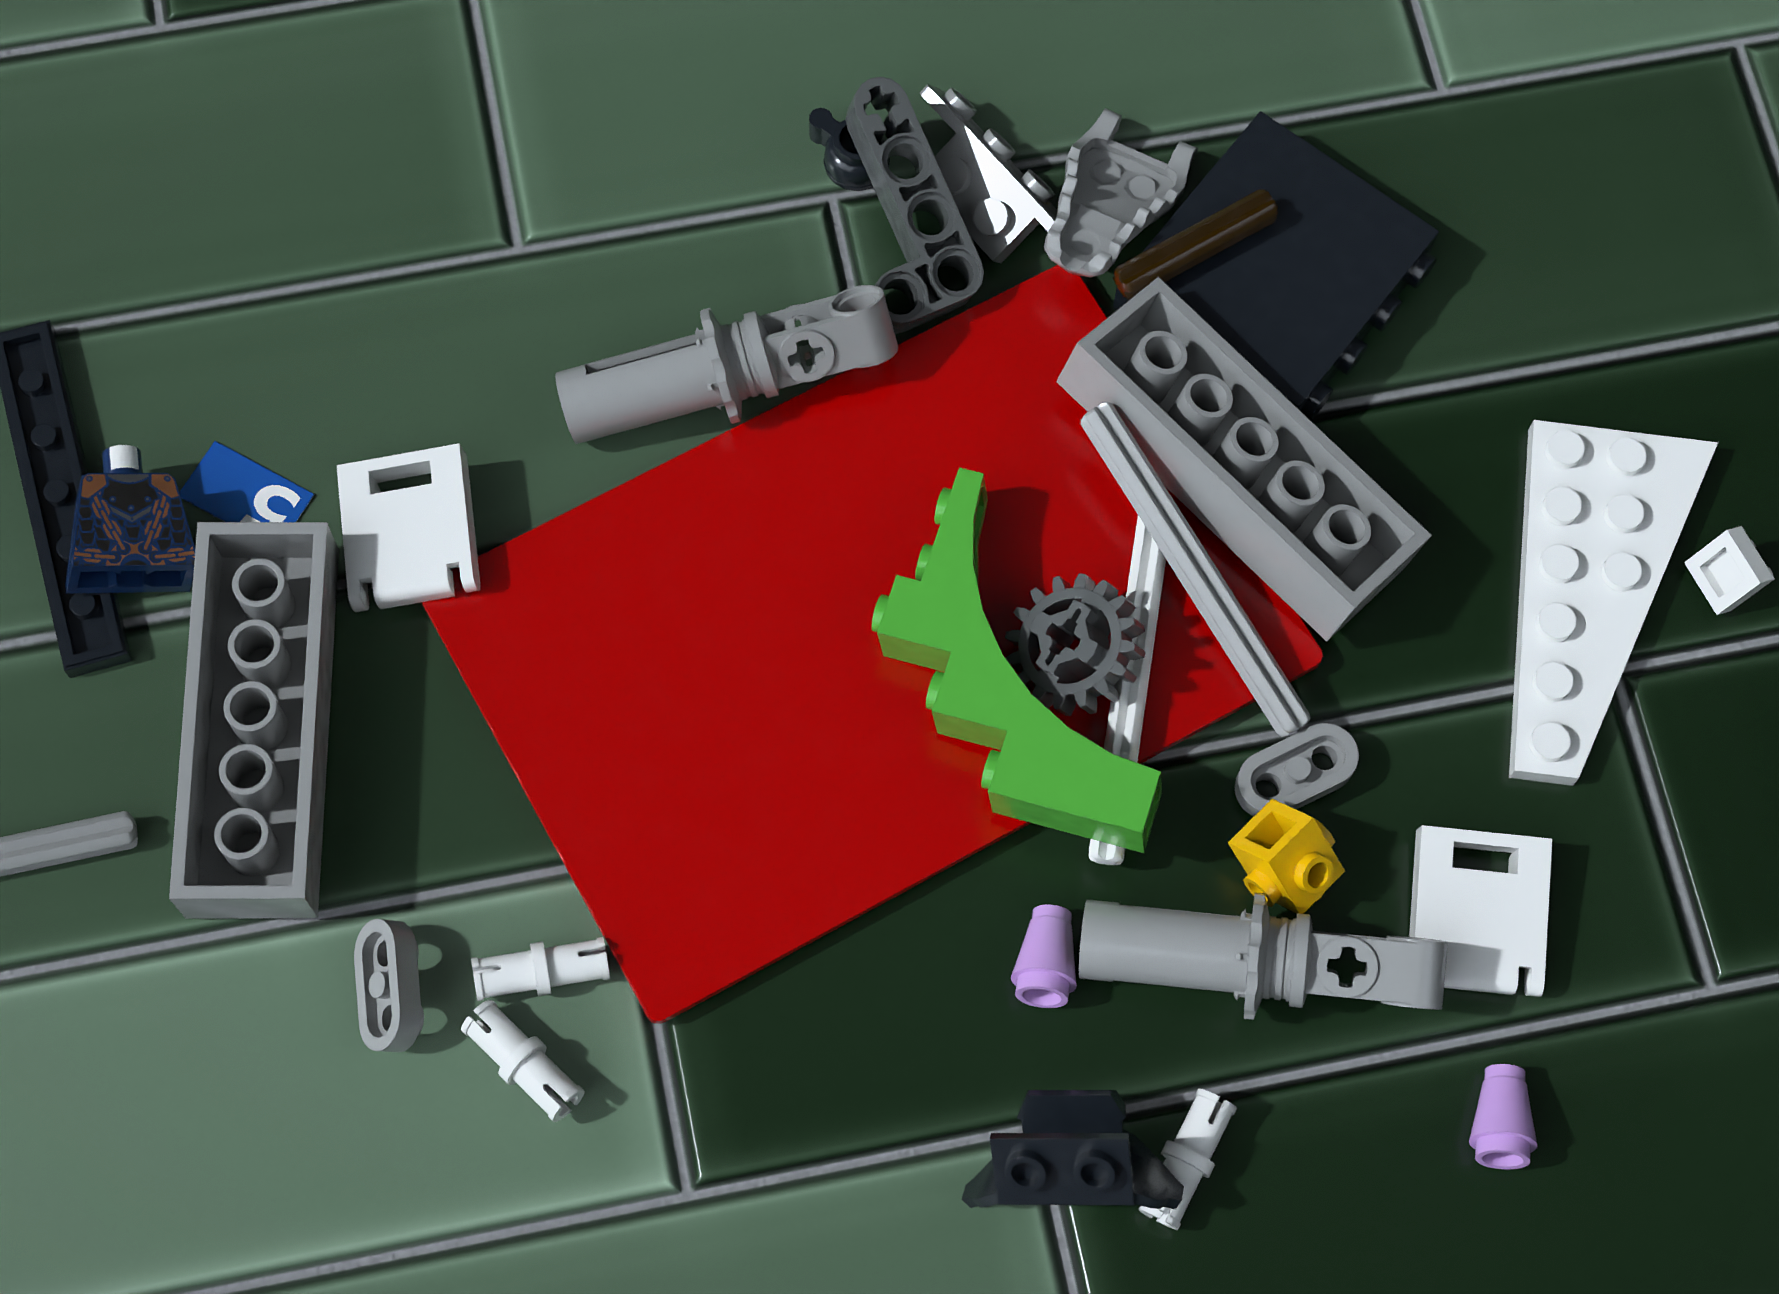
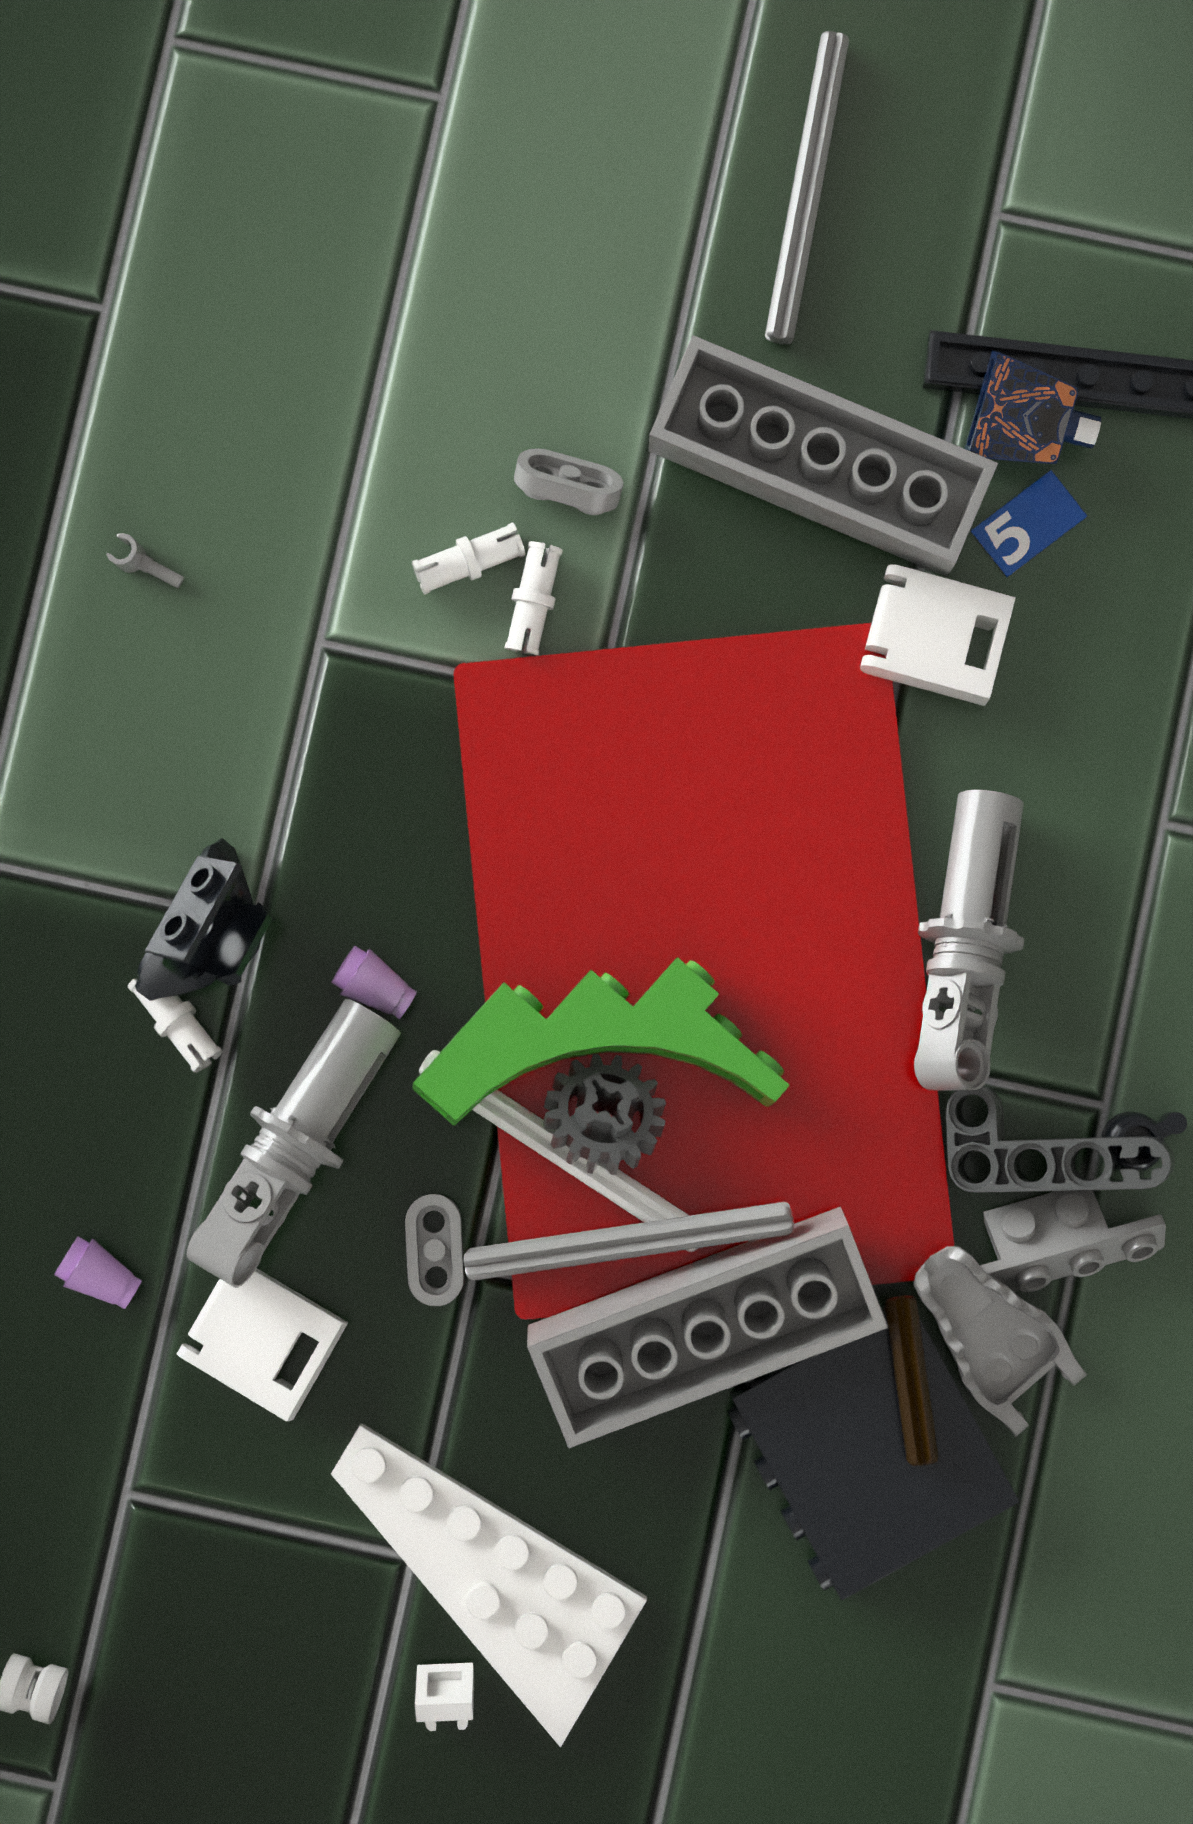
camera: 120 degrees right, 15 degrees up
(1287, 857) = (364, 1203): yellow brick -> none

